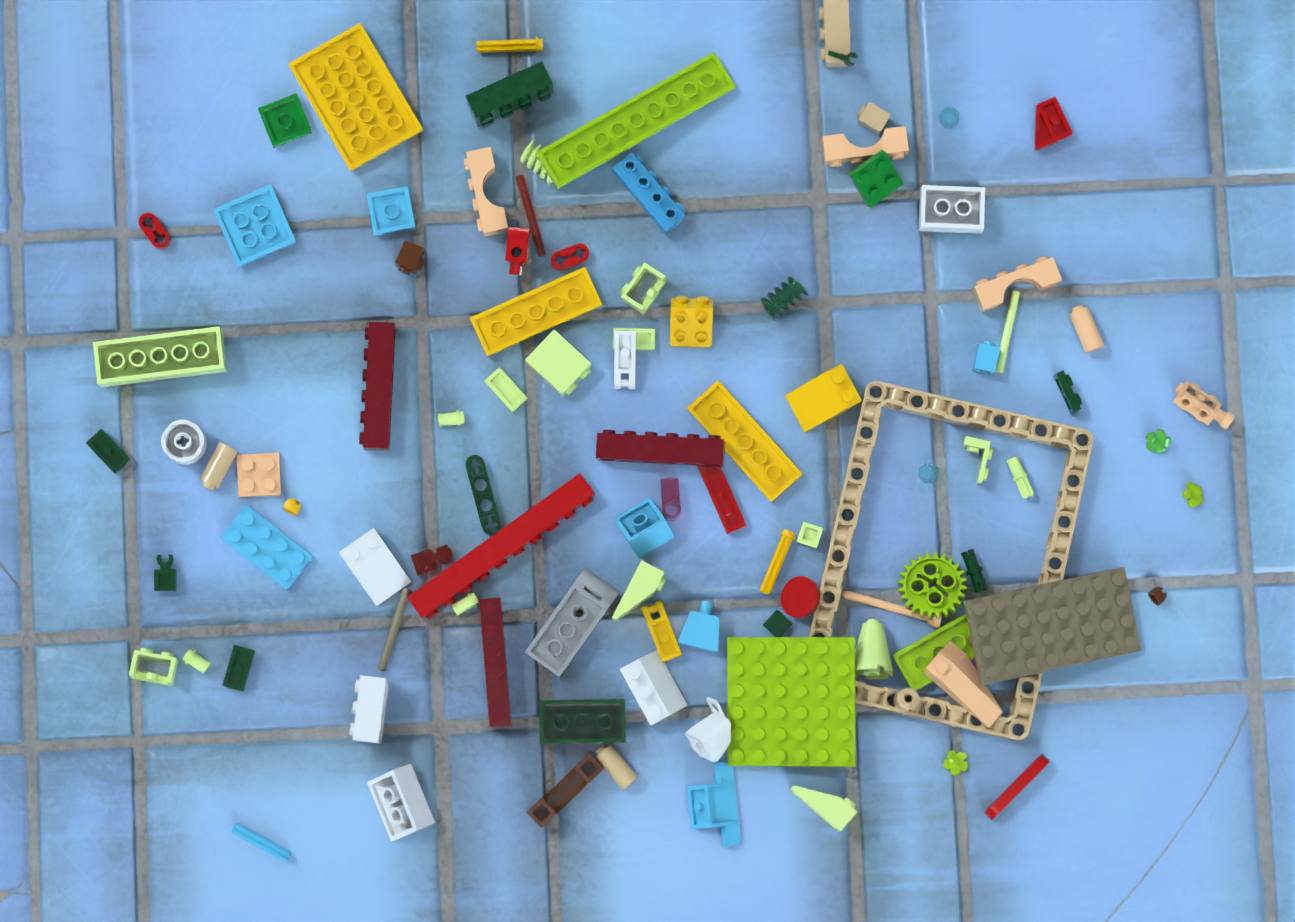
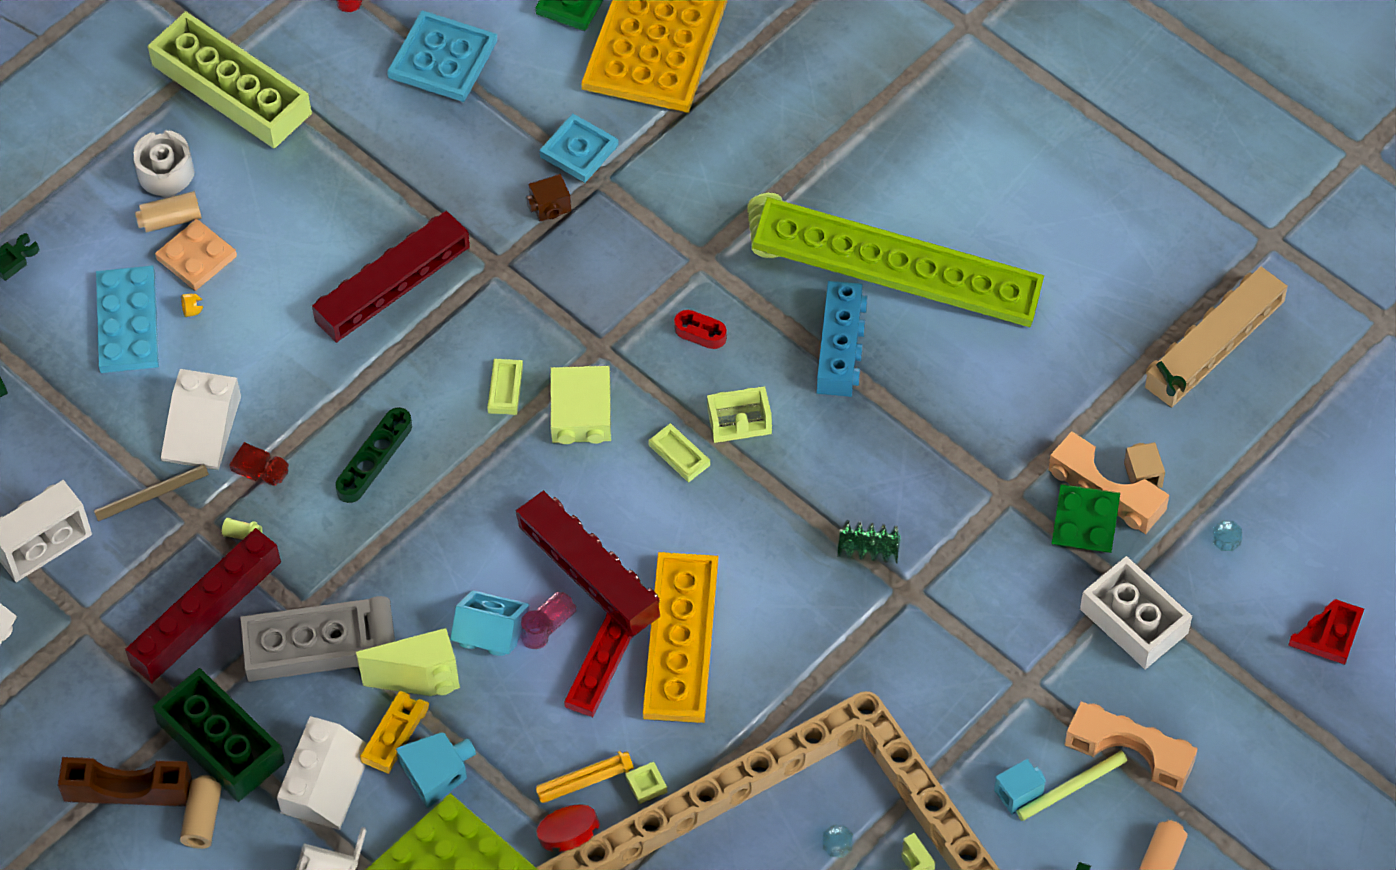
camera: 50 degrees right, 25 degrees down
(108, 451) = (92, 117): dark green plate -> none
(453, 418) = (427, 365): yellowish green pin -> none
(481, 166) = (704, 182): light nougat arch -> none
(501, 546) = (336, 511): red brick -> none
(510, 45) = (875, 130): yellow axle -> none
(510, 94) = (801, 141): dark green brick -> none
(517, 239) = (659, 270): red torso -> none
(530, 215) = (704, 264): clear red bar -> none
(536, 311) = (611, 341): yellow plate -> none
(624, 358) = (647, 456): white plate -> none
(691, 321) = (751, 483): yellow bracket -> none
(777, 624) = (518, 835): dark green tile -> none
(823, 398) = (807, 669): yellow slope -> none

